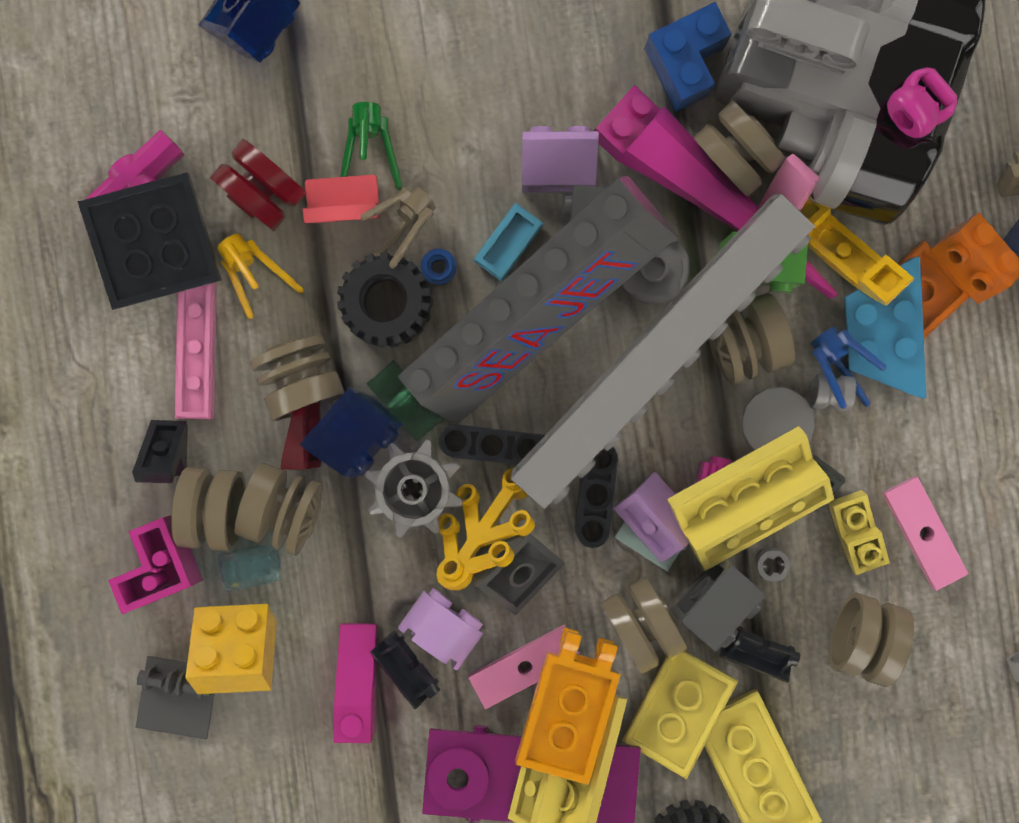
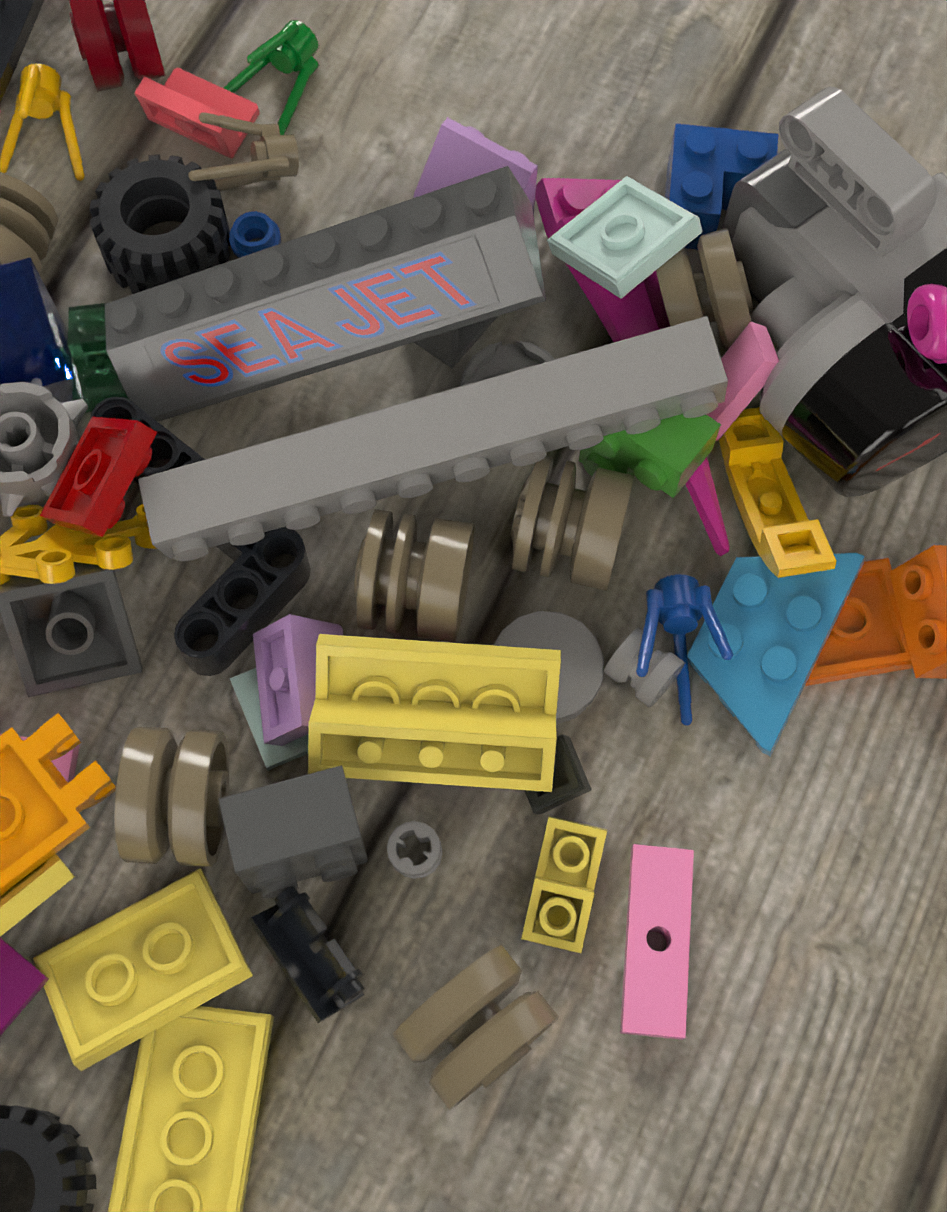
camera: 30 degrees right, 20 degrees down
(484, 488) = (99, 475): none -> red plate
(678, 146) = (624, 236): none -> light aqua plate
(690, 423) = (414, 575): none -> dark tan wheel

